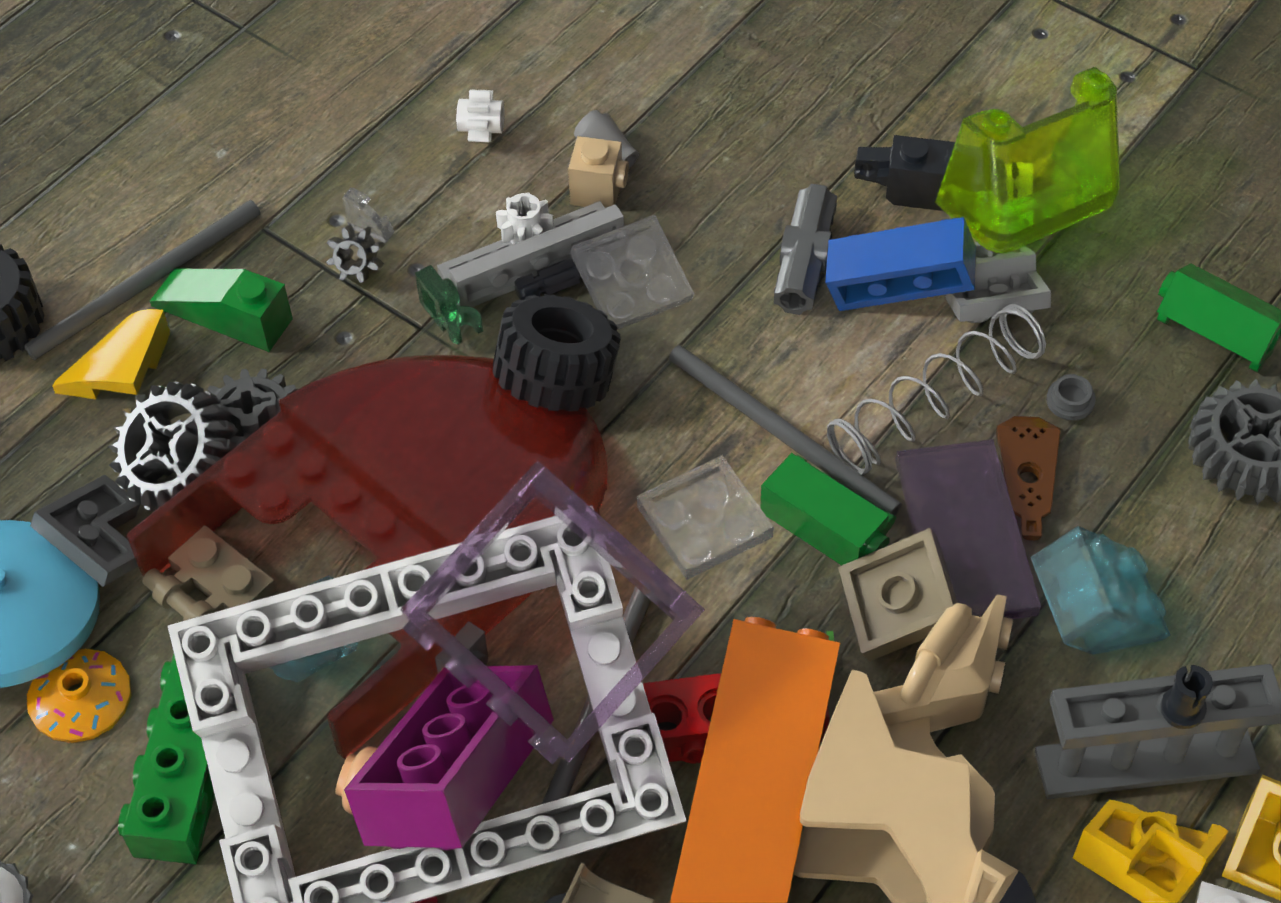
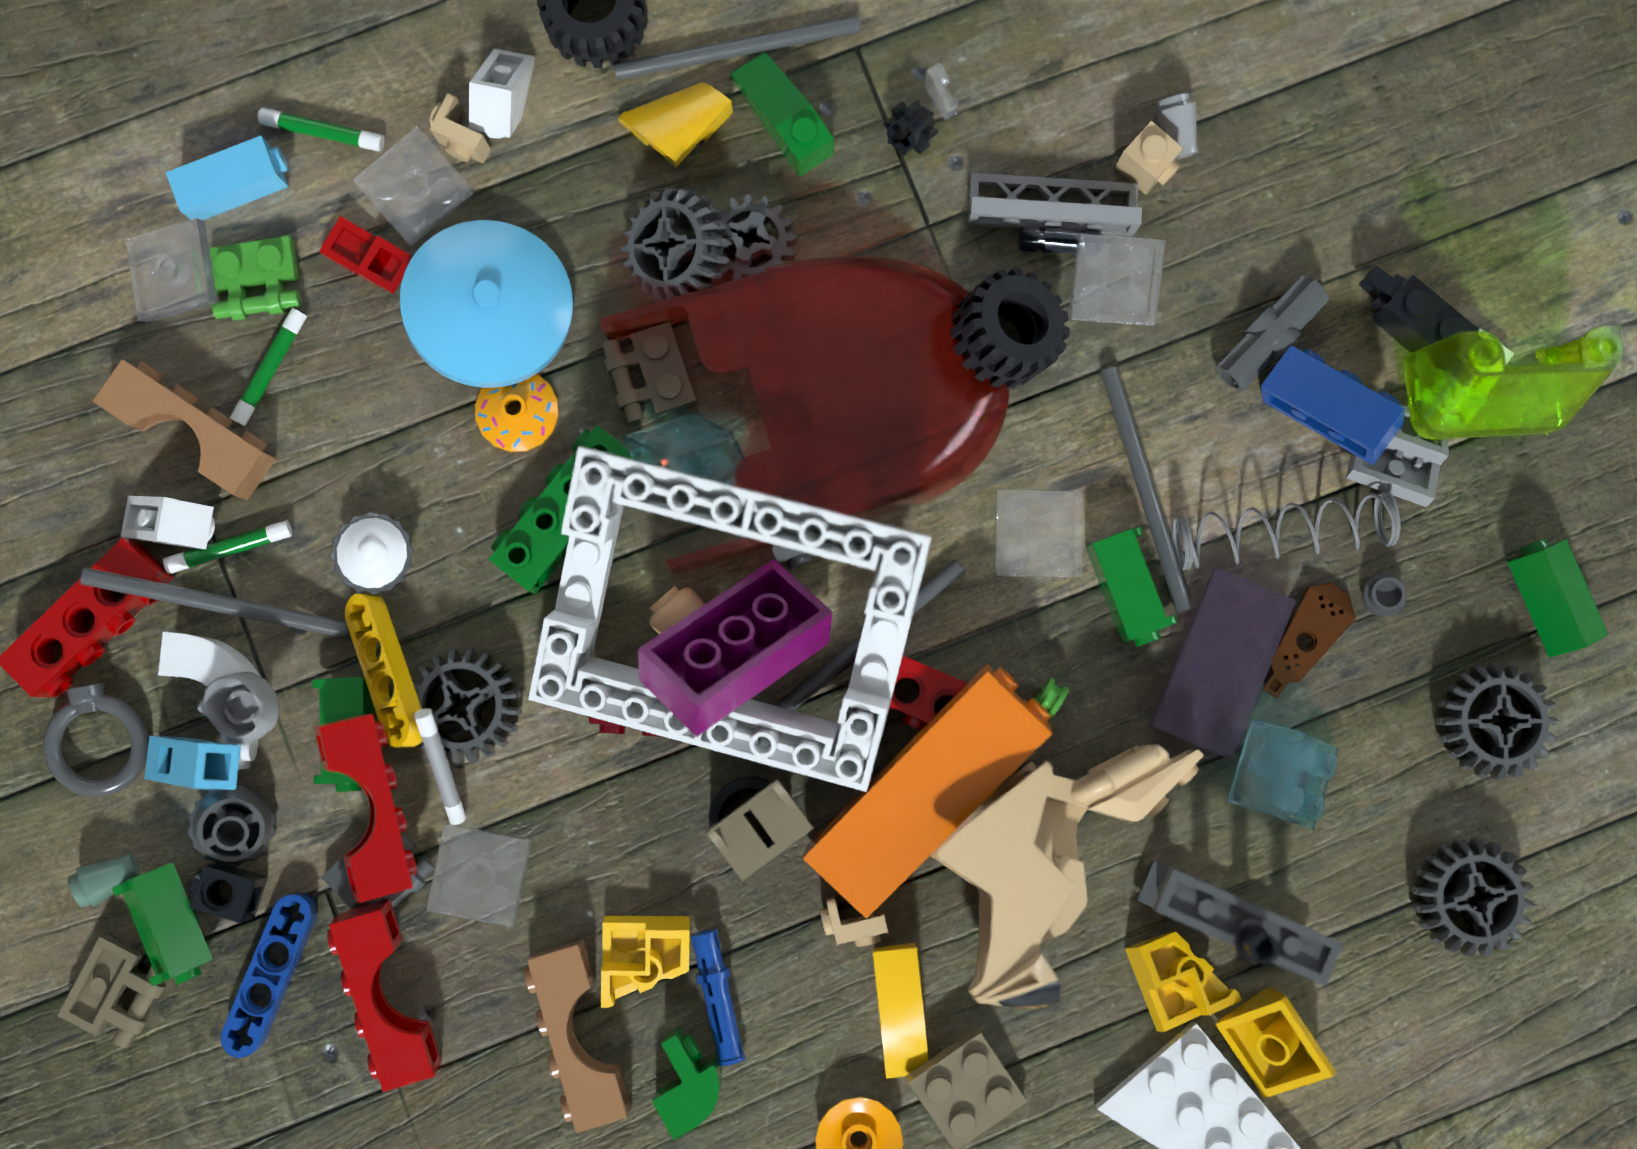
camera: 30 degrees right, 30 degrees up
(85, 526) = (574, 278): dark grey plate -> none
(440, 301) = (954, 212): clear green plate -> none
(480, 116) = (1089, 38): white gear -> none
(523, 218) = (1061, 165): white gear -> none
(608, 543) = (784, 647): clear purple window -> none
(897, 593) = (1136, 691): dark tan plate -> none

